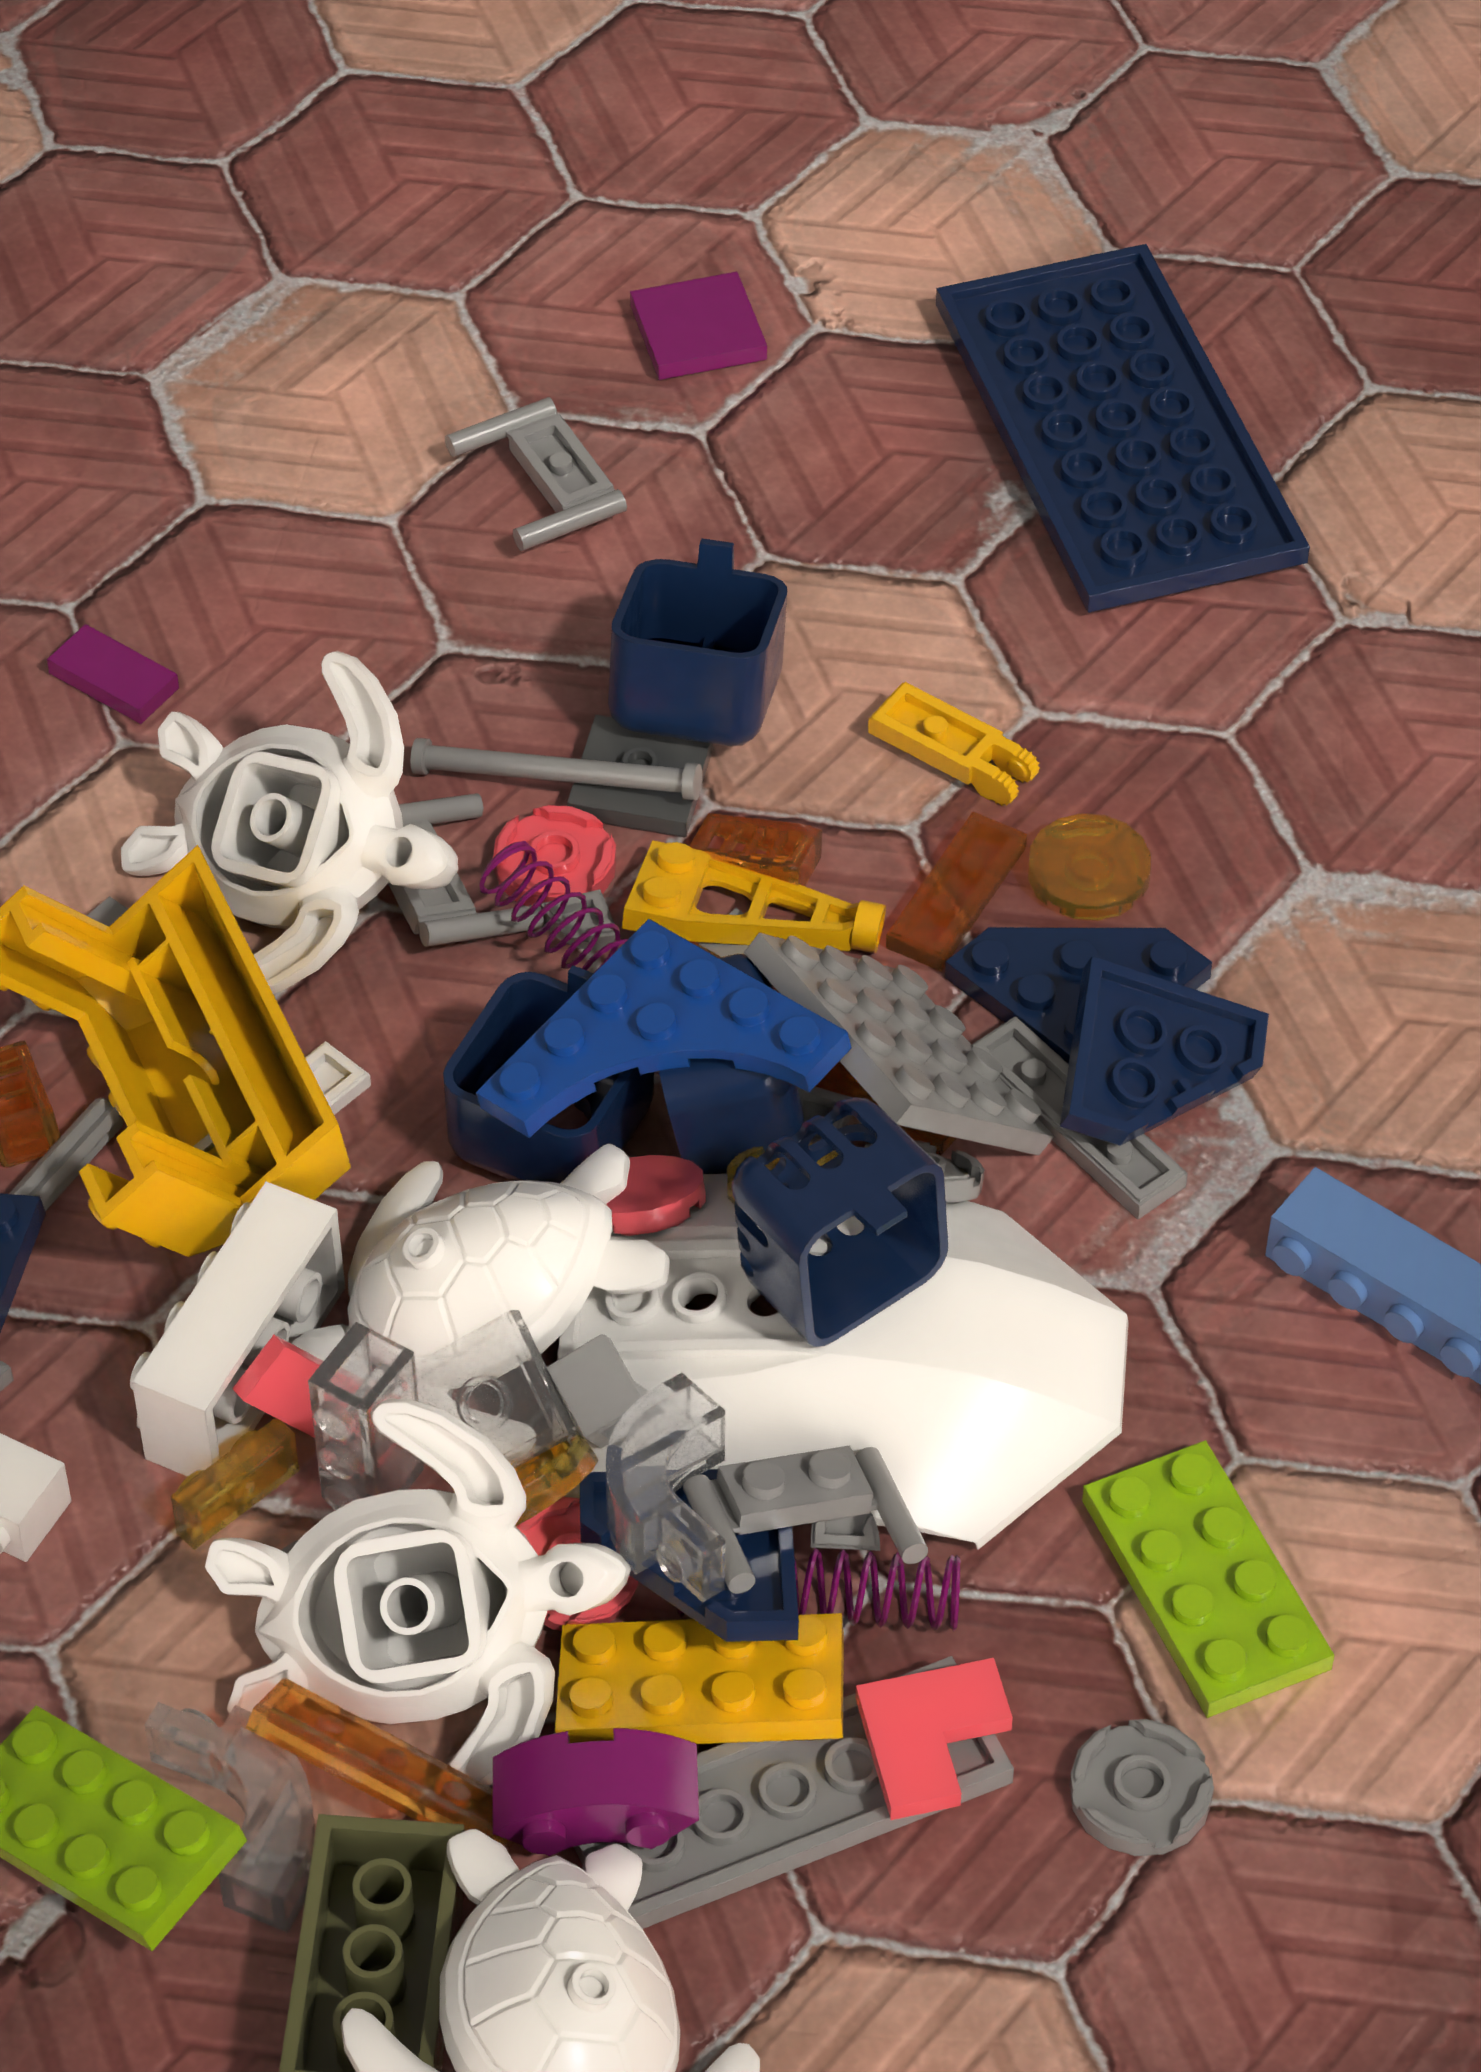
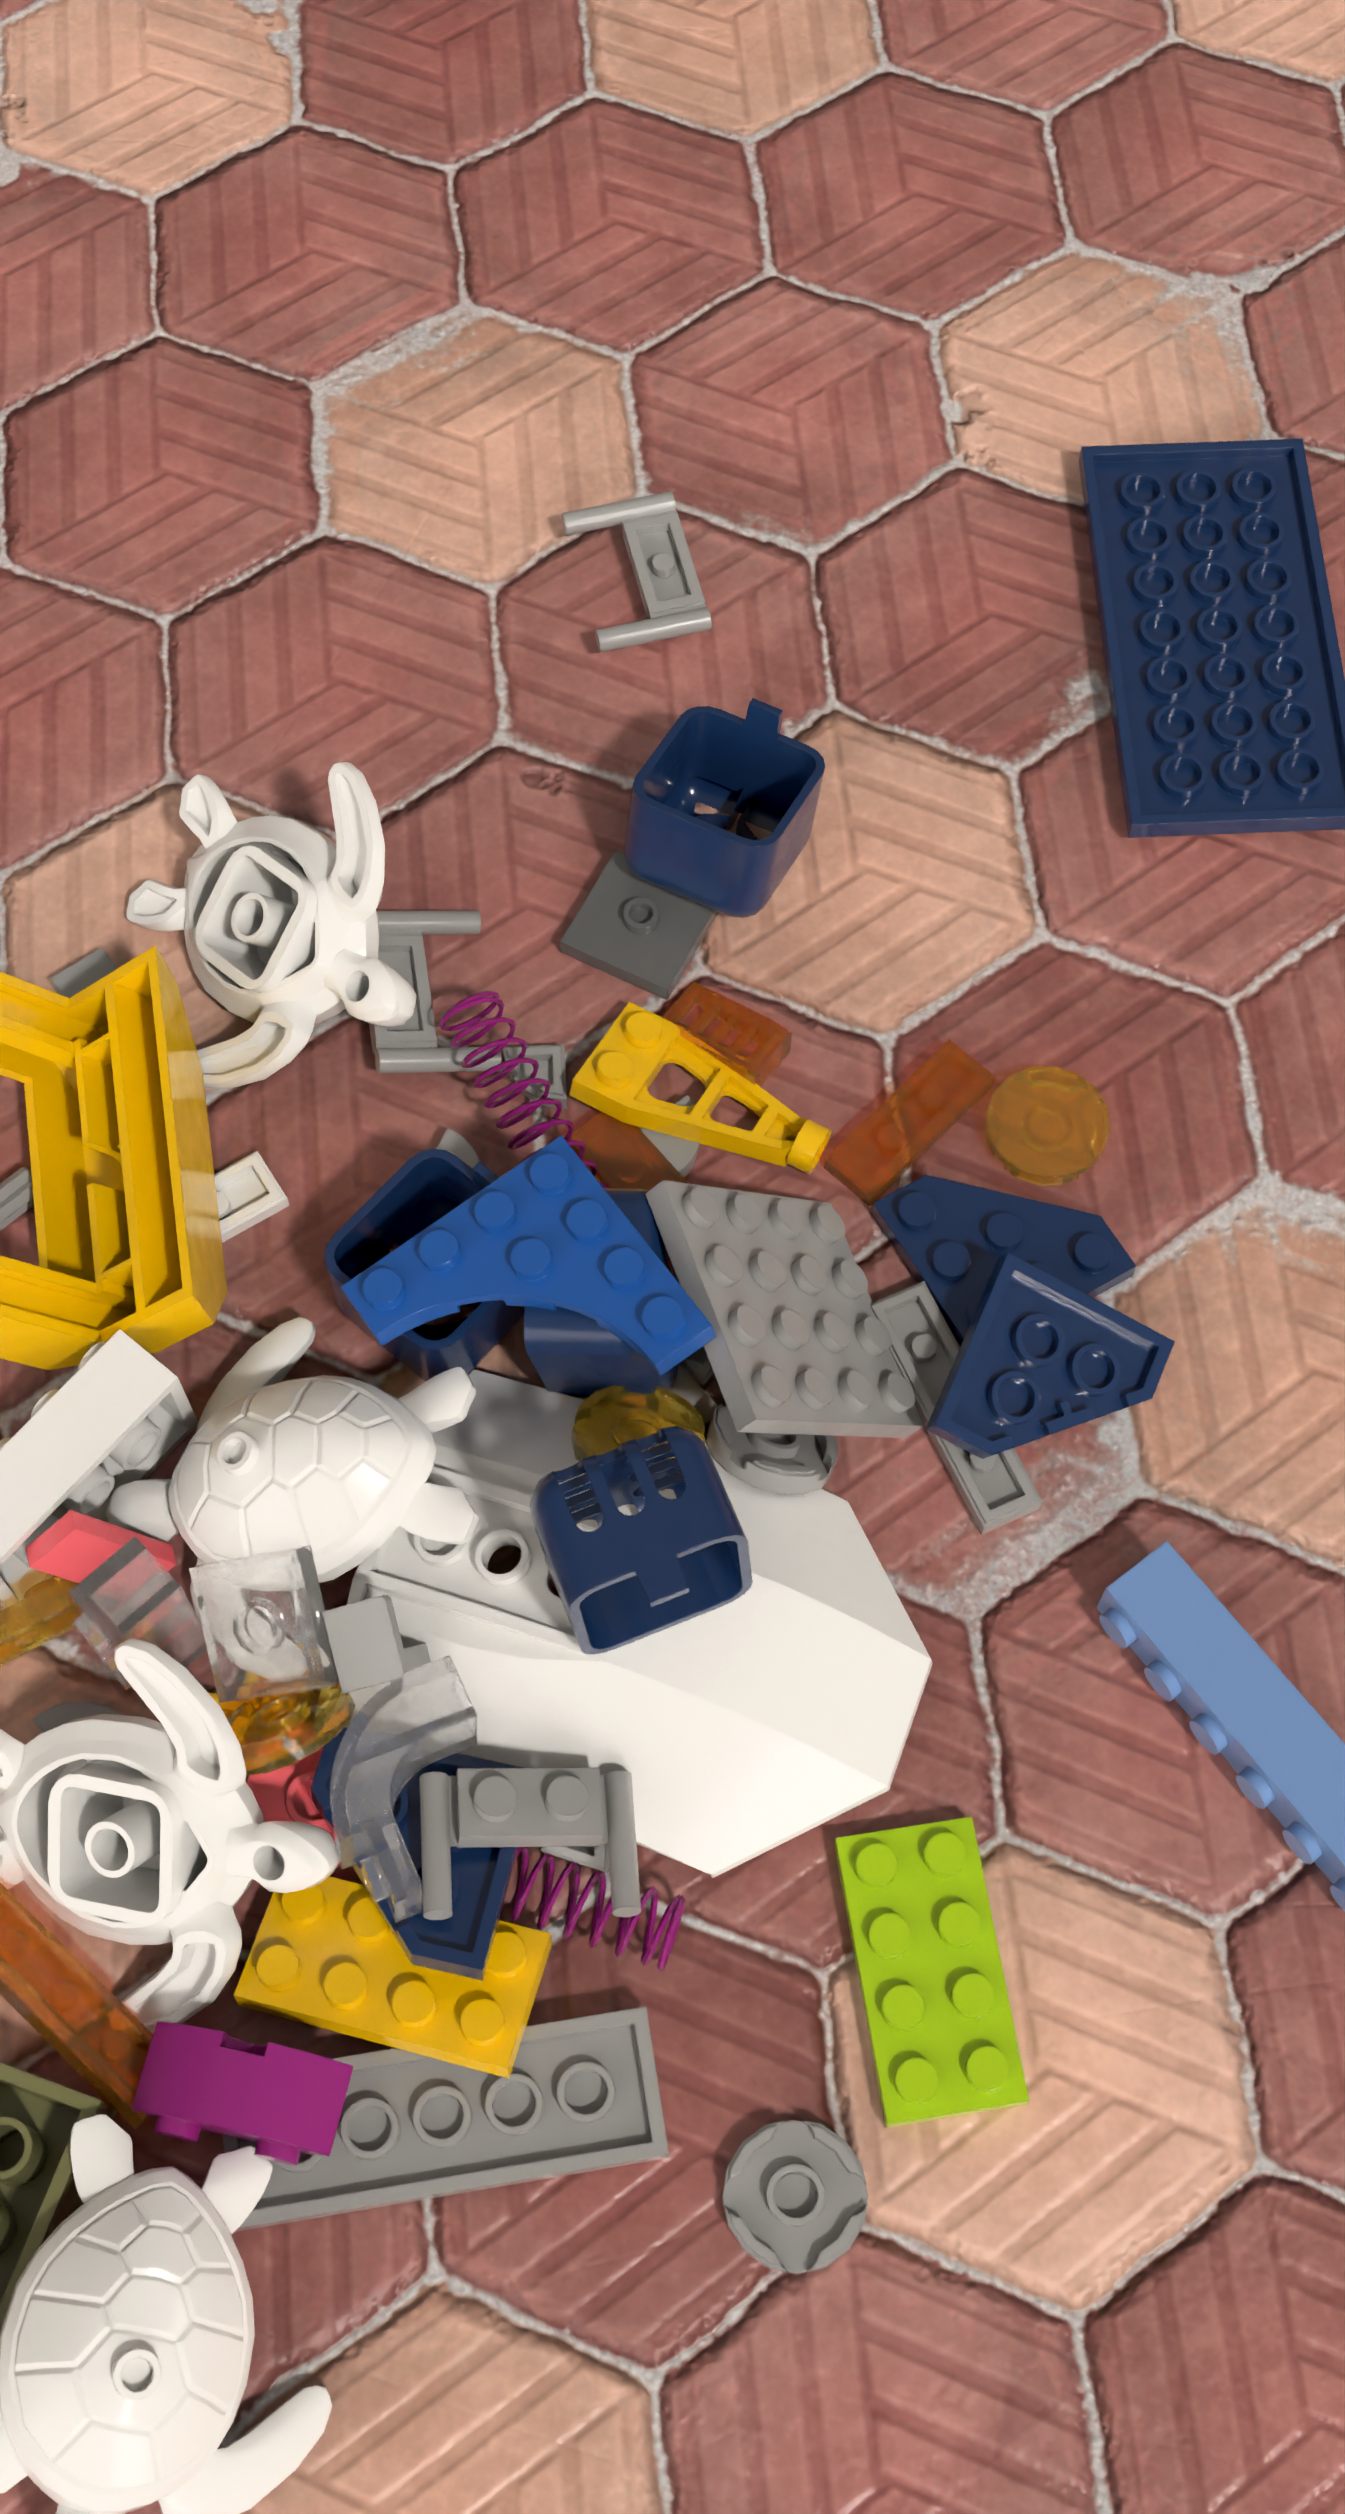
camera: 15 degrees right, 15 degrees up
(113, 673) = (181, 702): magenta tile -> none
(568, 841) = (542, 991): coral tile -> none
(595, 772) = (676, 949): light grey bar -> none
(657, 1195) = (504, 1419): coral tile -> none
(698, 325) = (842, 438): magenta tile -> none
(915, 1719) = (581, 2077): coral tile -> none
(953, 743) = (950, 956): yellow hinge -> none

